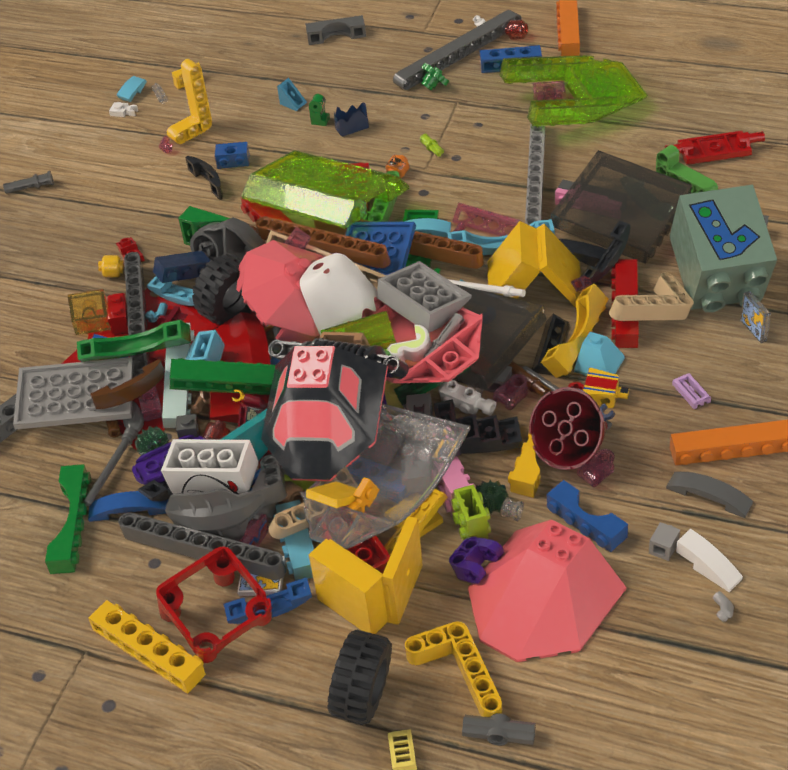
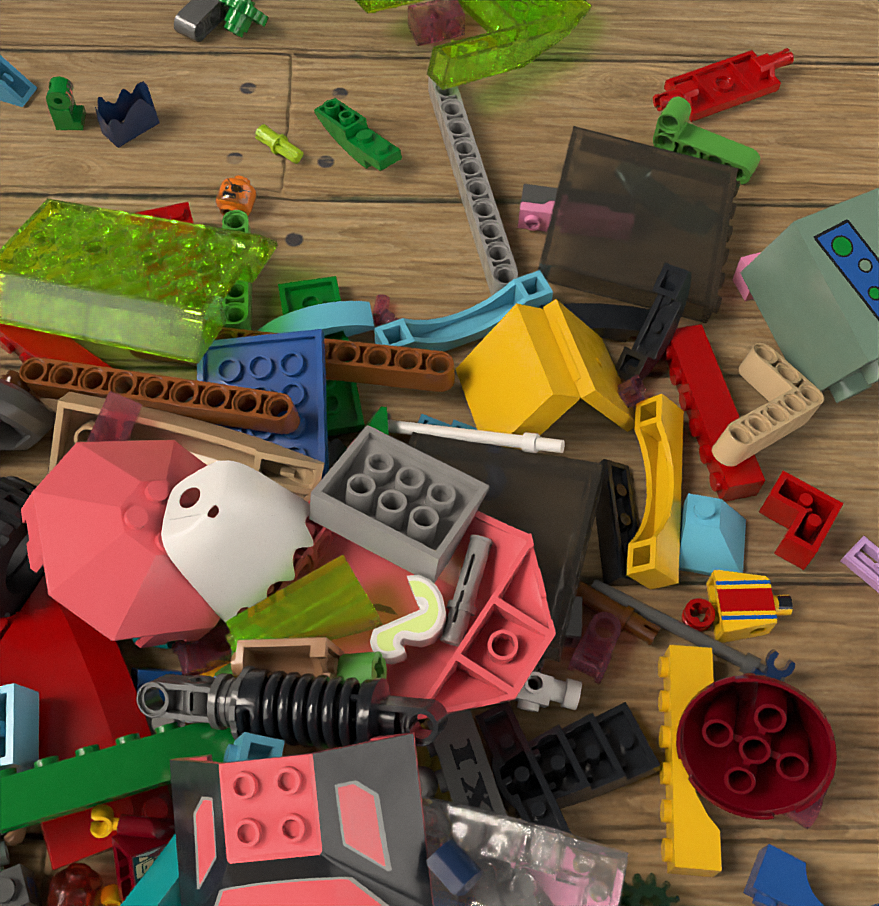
camera: 25 degrees left, 15 degrees up
(390, 426) = (454, 867): none -> dark blue brick
(476, 145) = (355, 137): none -> green slope
(484, 214) = (423, 272): clear pink fence -> none
(652, 356) = (804, 513): none -> red brick

